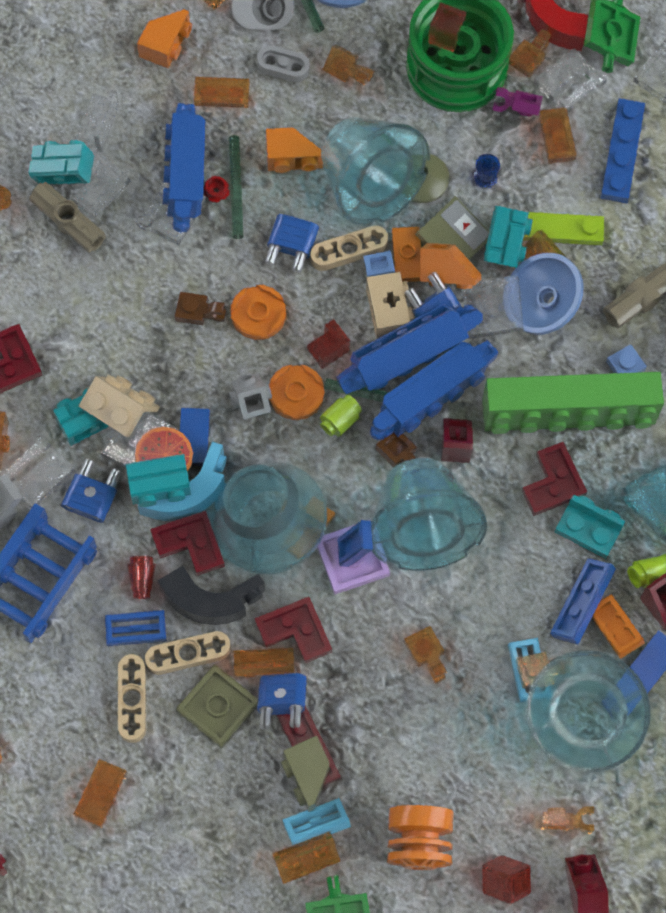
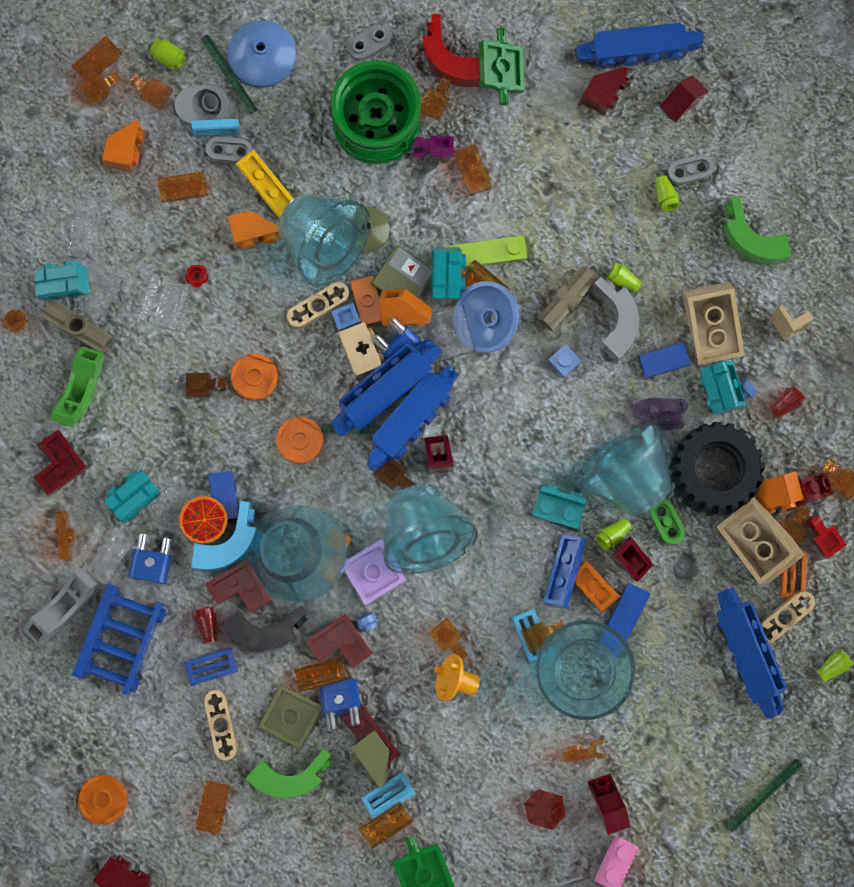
camera: 15 degrees left, 10 degrees up
(56, 281) = (80, 388): none -> bright green arch
(116, 403) = (156, 483): tan bracket -> none
(158, 480) = (204, 545): teal brick -> none
(185, 166) = (167, 263): blue hinge -> none
(201, 785) = (278, 785): none -> bright green arch
(211, 655) = (243, 692): tan beam -> none
(236, 187) = (212, 269): clear green bar -> none
(250, 396) = (263, 454): light grey brick -> none
(273, 35) = (215, 127): none -> medium azure tile
(291, 237) = (269, 305): blue piece -> none
(314, 101) = (264, 182): none -> yellow tile
(330, 345) = (318, 395): clear red panel -> none
(333, 612) = (367, 622): none -> medium blue plate
(340, 416) = (340, 455): lime brick -> none
(343, 65) = (280, 142): clear orange plate -> none
(355, 543) = (374, 566): blue tile -> none
(420, 836) = (472, 793): orange wheel -> none
(423, 697) = (453, 679): none -> light orange piece
(446, 26) = (362, 104): clear red panel -> none
(486, 171) = (421, 221): clear blue bush -> none
(560, 483) = (530, 474): dark red plate -> none
(564, 75) = (468, 112): clear plate -> none
(572, 402) = (526, 407): bright green brick -> none
(622, 151) = (529, 171): blue plate -> none

